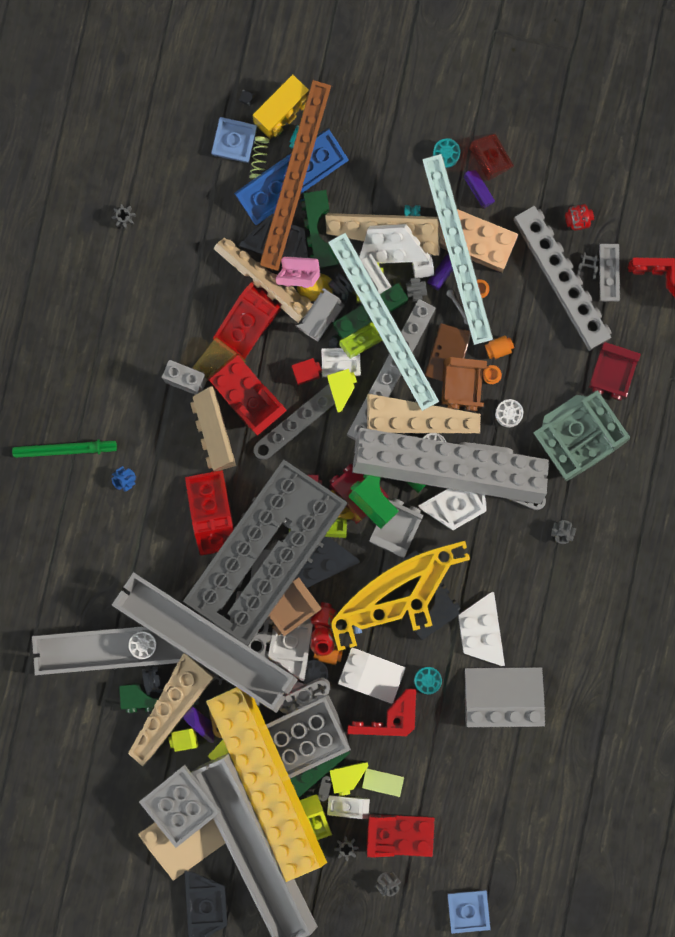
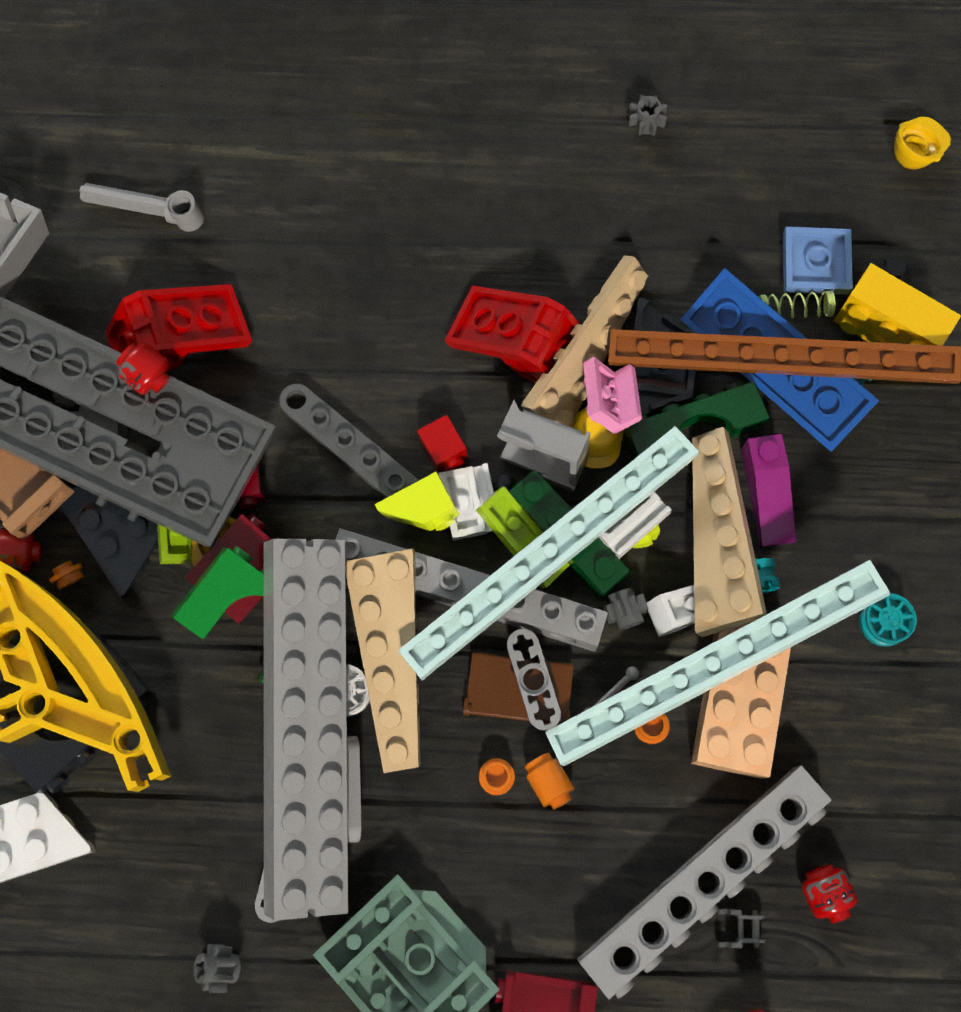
camera: 85 degrees right, 10 degrees down
(62, 449) = (262, 143): green axle -> none
(122, 524) = (144, 203): none -> light grey axle
(123, 479) = (214, 189): blue gear -> none
(172, 62) = (920, 143): none -> yellow hat
(184, 377) = (391, 245): light grey panel -> none
(213, 430) = (315, 313): tan slope -> none
(214, 357) = (430, 302): clear yellow plate -> none
(243, 523) = (143, 368): none -> red head
(246, 394) = (382, 357): red bracket -> none
(342, 288) = (597, 474): black wheel -> none
(342, 590) = (66, 574): none -> orange plate
(364, 198) = (769, 489): none -> magenta slope
(392, 245) = (696, 547): white wing -> none
(399, 530) = (181, 657): light grey panel -> none
(441, 273) = (660, 649): dark purple slope -> none
(455, 507) = (236, 750): white wing -> none
(460, 349) = (549, 702): none -> light grey beam
(462, 383) = (468, 724): dark orange panel -> none
(479, 188) = (837, 692): dark purple slope -> none
(491, 156) = (903, 702): clear red slope -> none
(509, 413) = (428, 822): white wheel -> none
(609, 272) = (735, 973): light grey plate -> none

